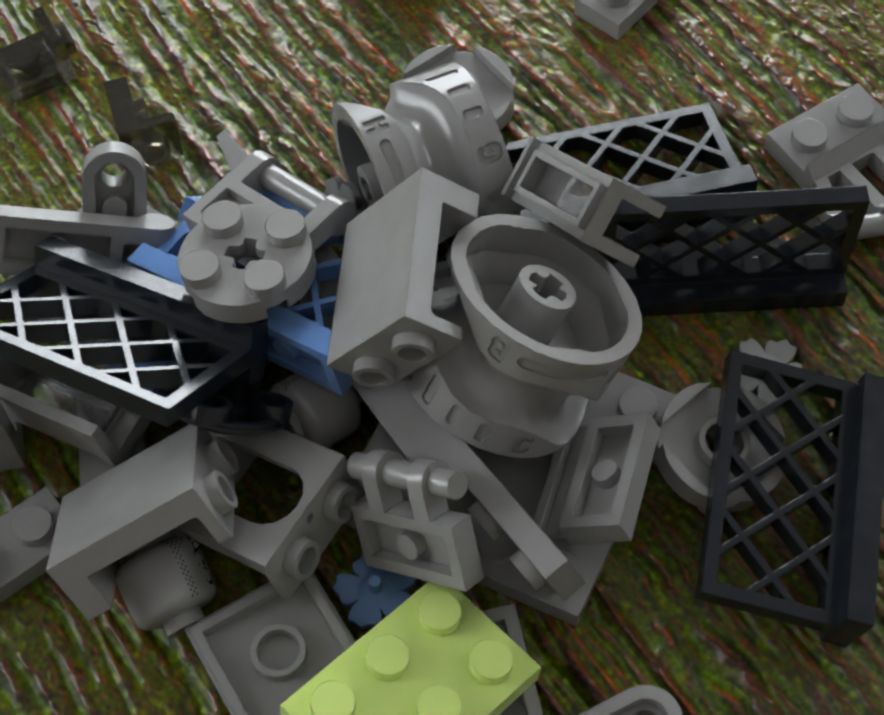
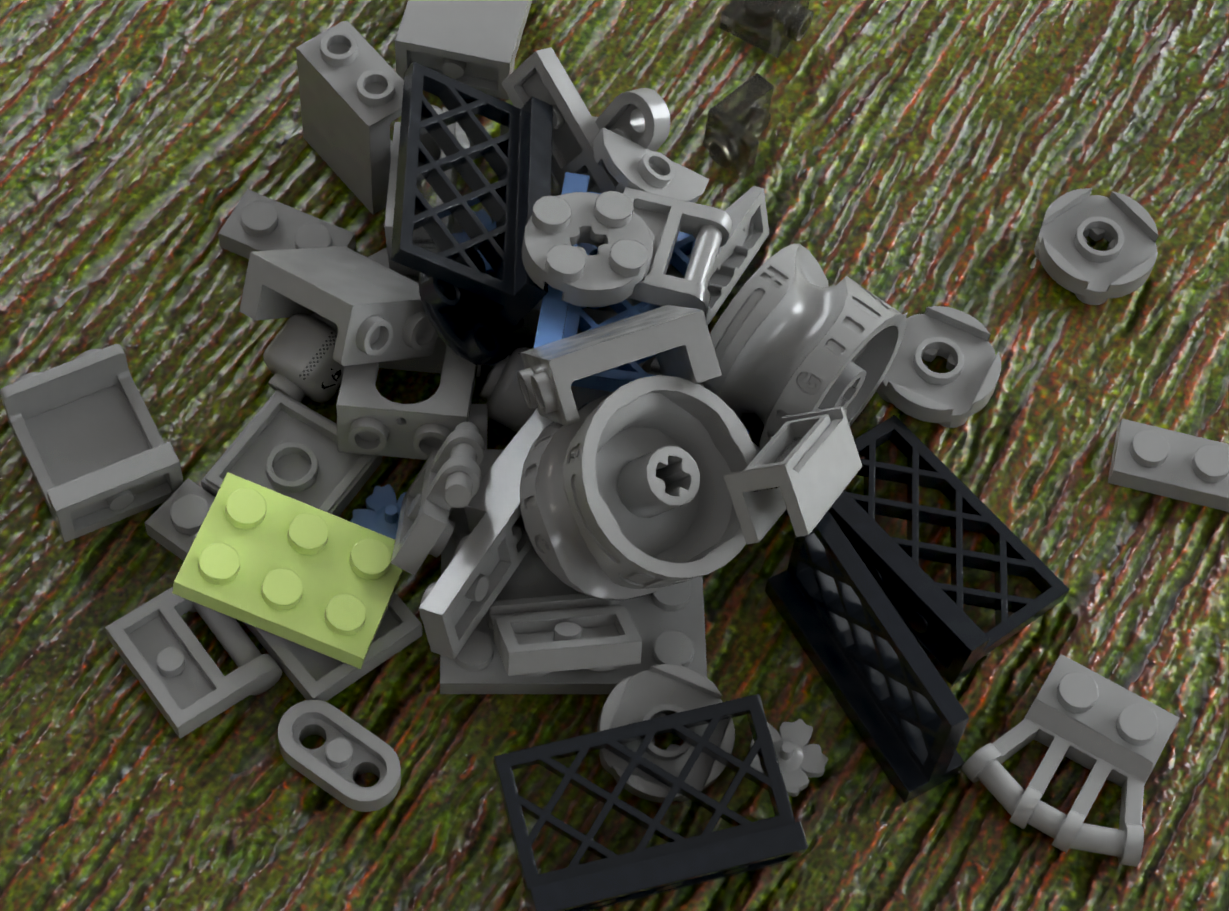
camera: 55 degrees right, 0 degrees up
(164, 197) = (645, 169): none -> light grey plate

